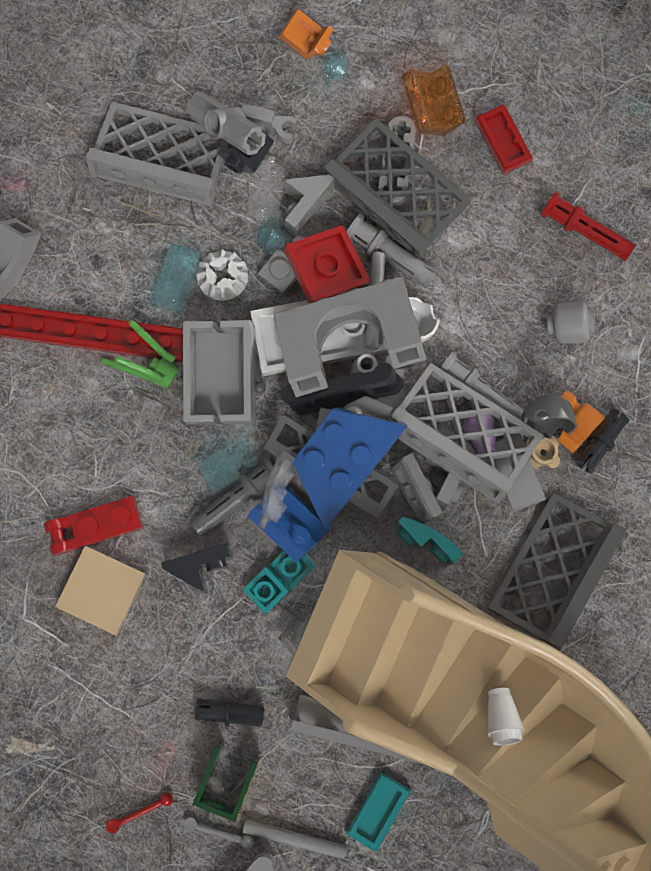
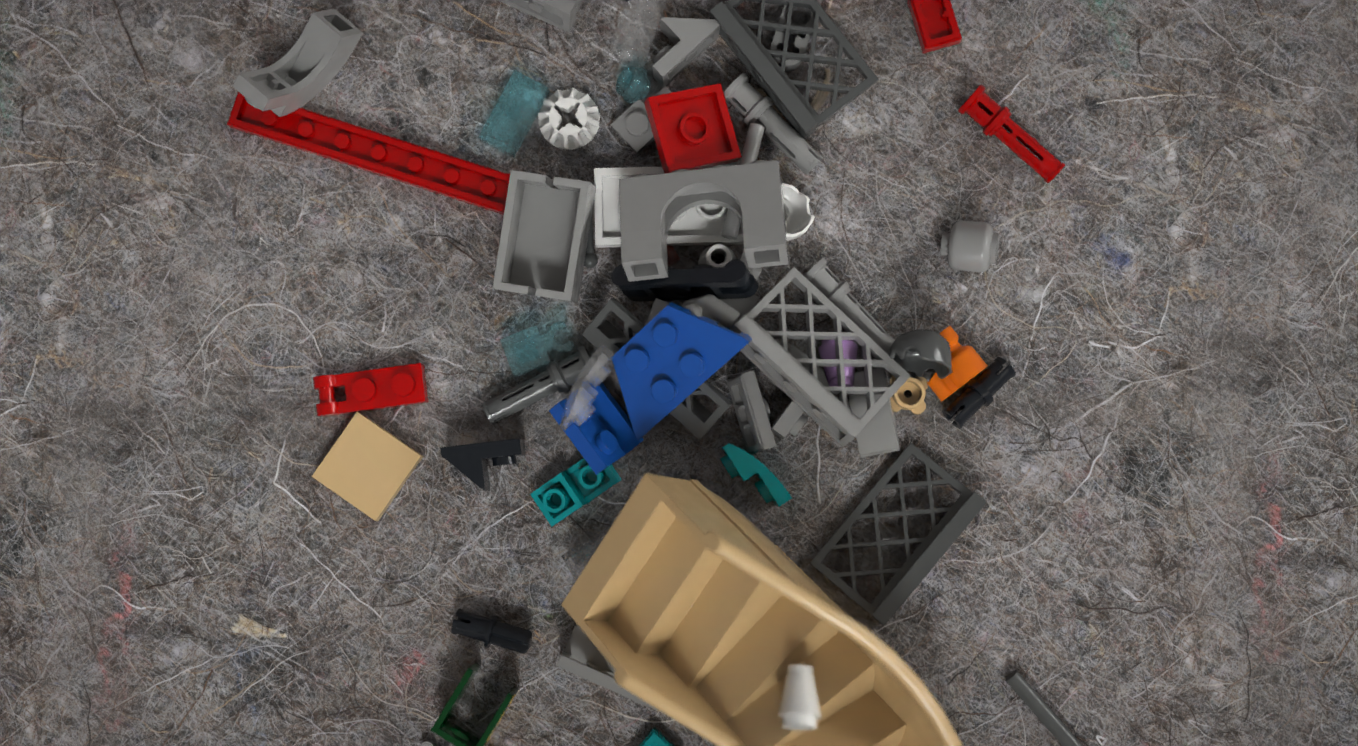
camera: 10 degrees right, 5 degrees up
(114, 825) = (341, 734): red hinge -> none
(159, 372) = (475, 222): bright green plant -> none

